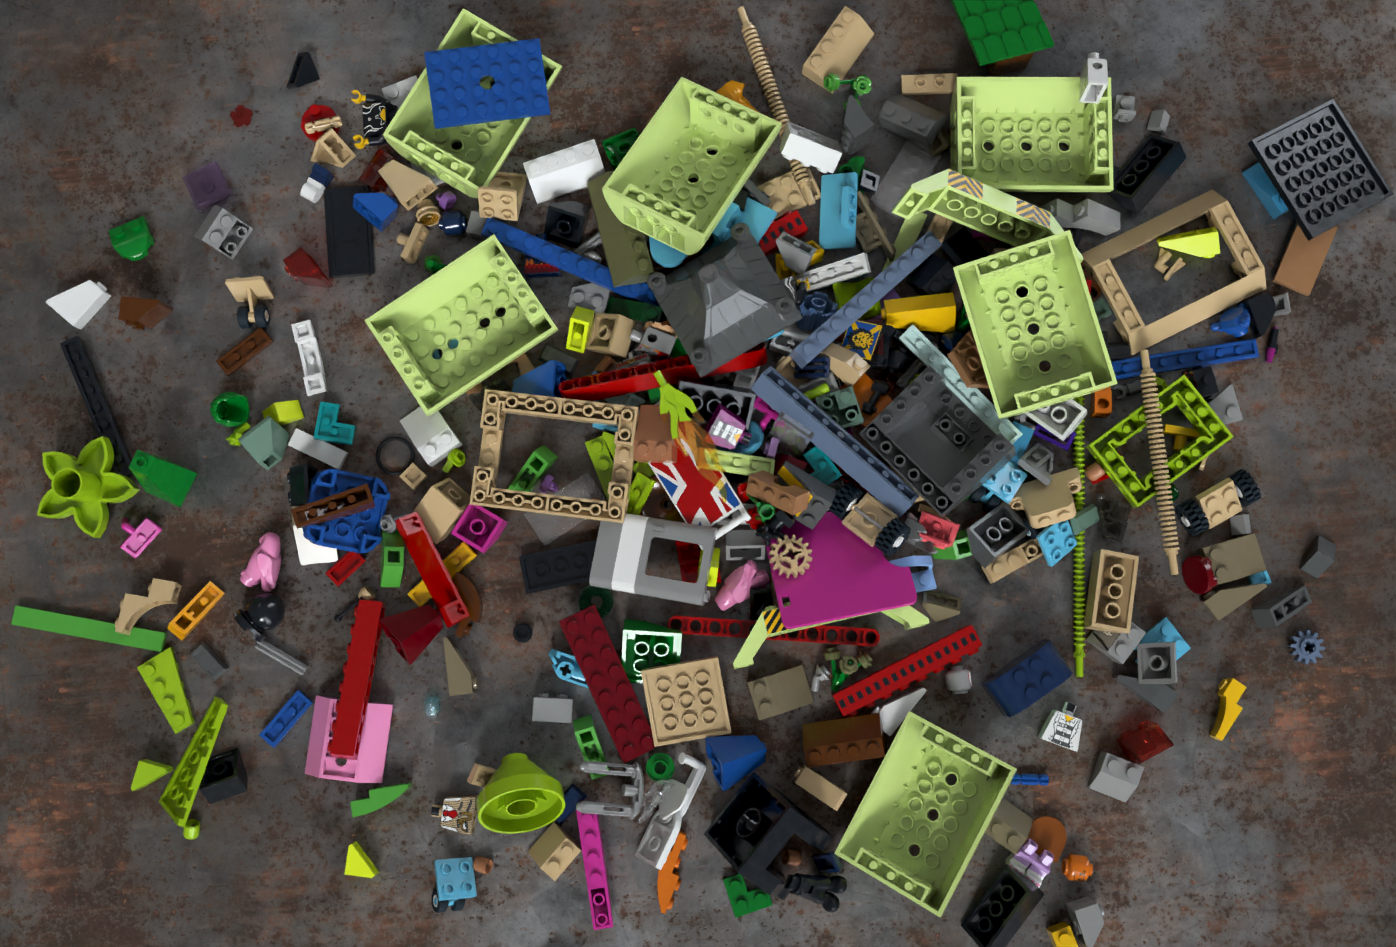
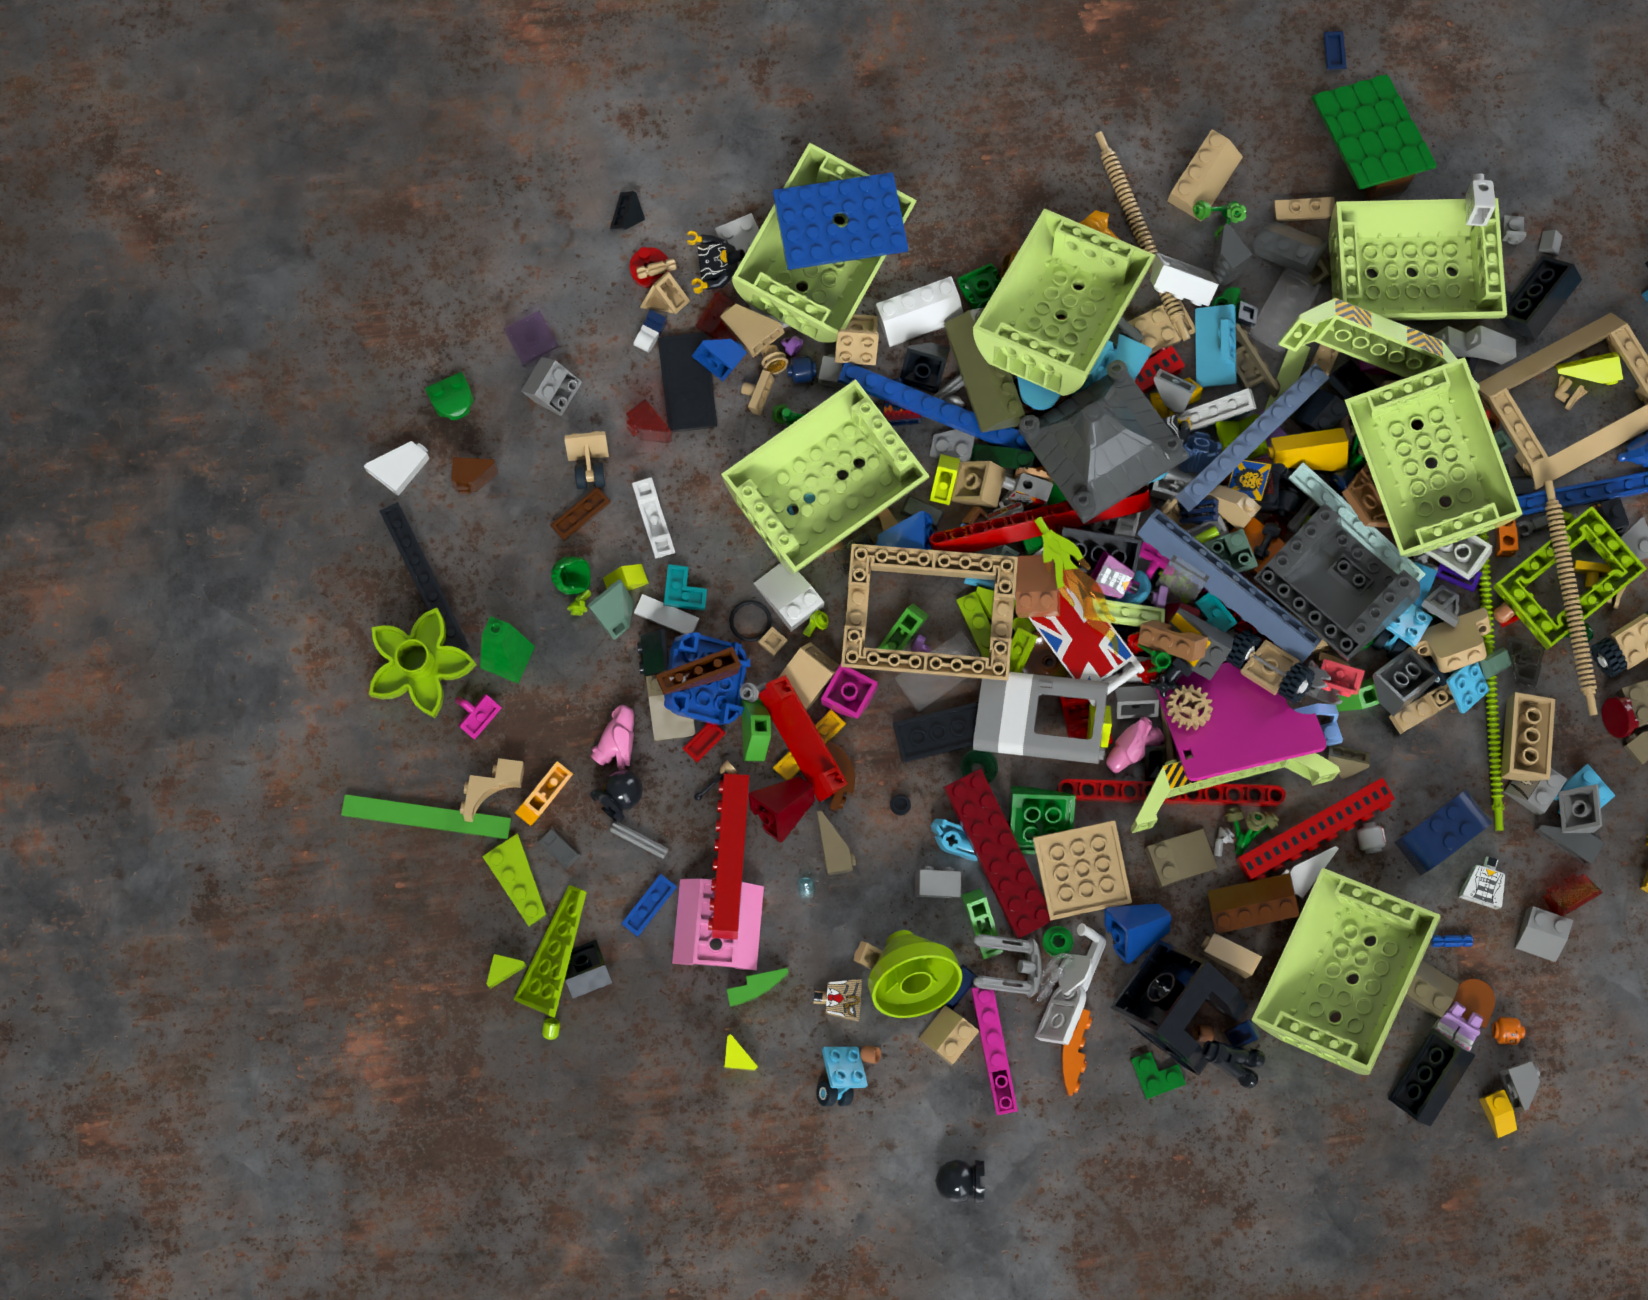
camera: 15 degrees left, 5 degrees down
(241, 116) = (562, 261): clear red plant -> none

